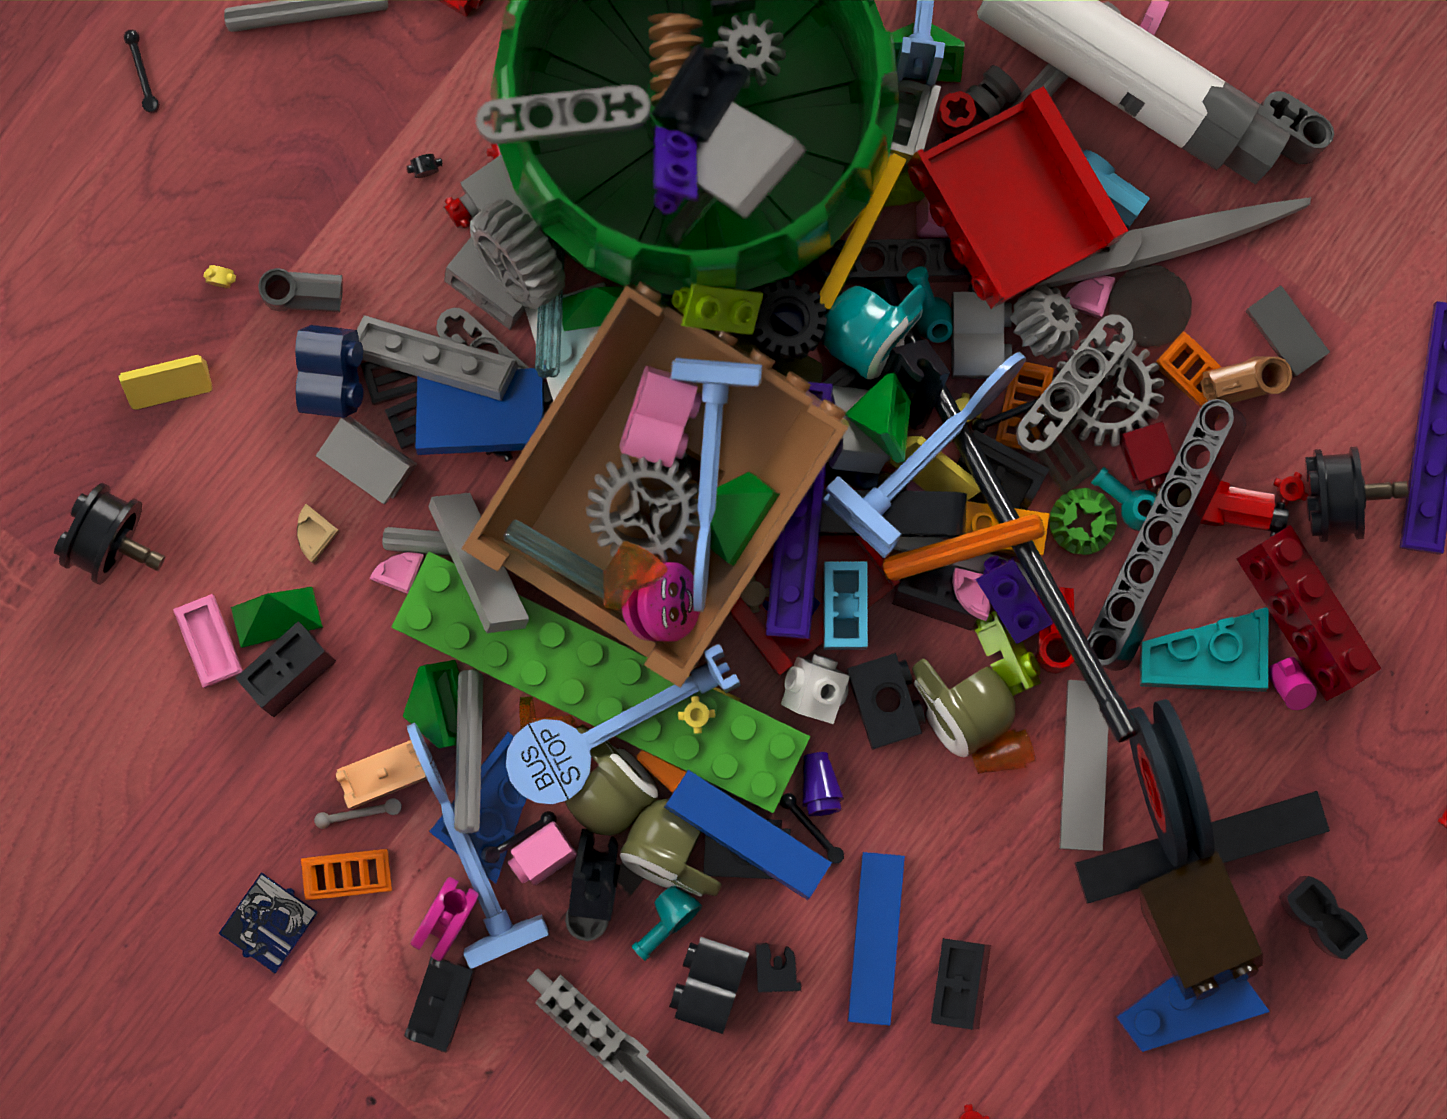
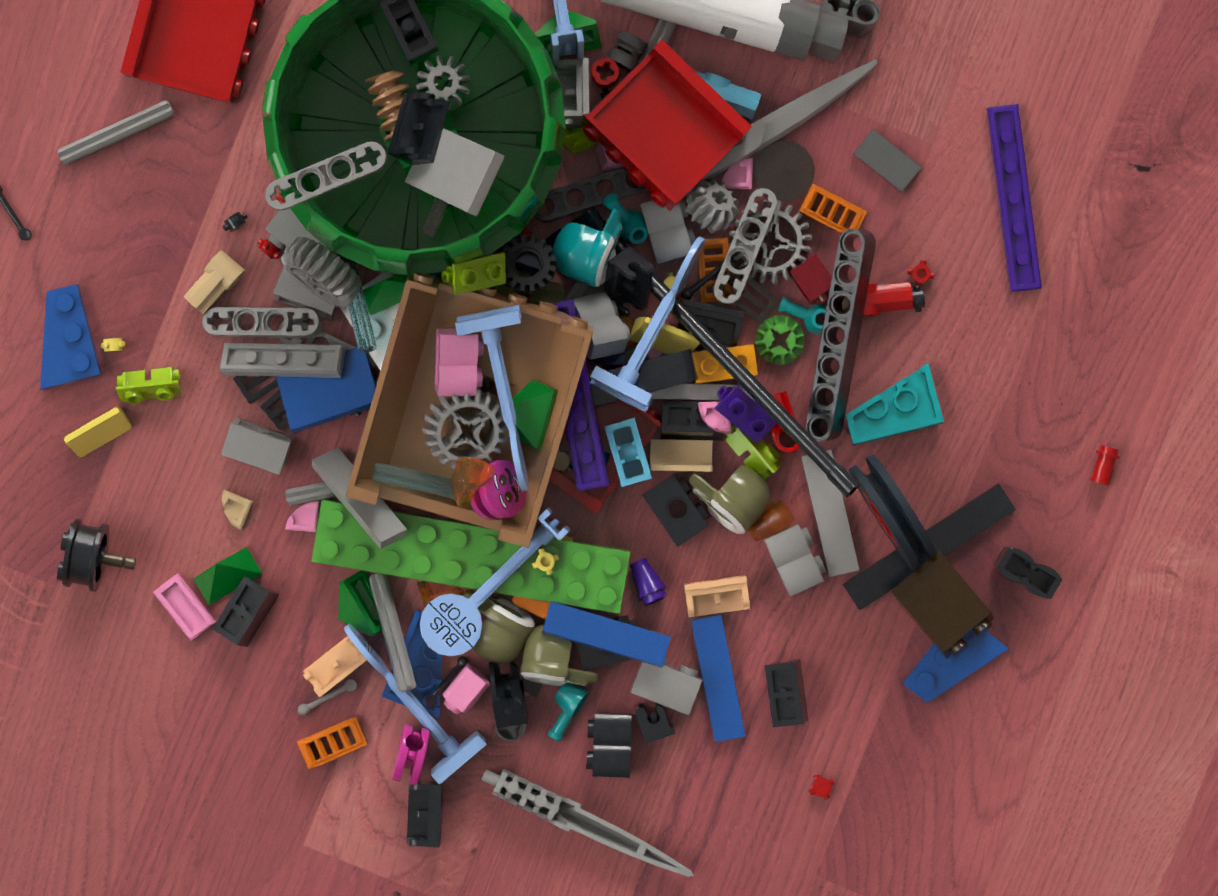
camera: 10 degrees left, 5 degrees up
(163, 253) = (67, 340): none -> blue wing
(231, 340) = (135, 388): none -> lime hinge
(268, 922) = (287, 792): piece -> none
(306, 291) = (178, 338): dark grey piece -> none
(328, 371) = (211, 391): dark blue brick -> none
(383, 228) = (219, 277): none -> tan piece
(422, 298) = (262, 322): none -> light grey beam
(674, 169) = (415, 190): dark purple hinge -> none
(808, 927) = (667, 685): none -> light grey brick
(815, 688) = (624, 515): white brick -> none
(834, 854) = (672, 627): black hinge -> none
(861, 231) = (561, 184): yellow tile -> none
(884, 416) = (616, 311): green slope -> none
(906, 830) = (717, 596): none -> light nougat hinge
(912, 633) = (681, 455): none -> tan panel
(964, 547) = (699, 388): orange axle -> none
(1021, 811) = (794, 559): none -> light grey brick
(1245, 380) = (865, 206): medium nougat piece -> none
(1292, 683) = (960, 413): dark pink piece -> none
(1308, 613) = (957, 360): dark red brick -> none
(1341, 494) = (956, 270): black wheel -> none

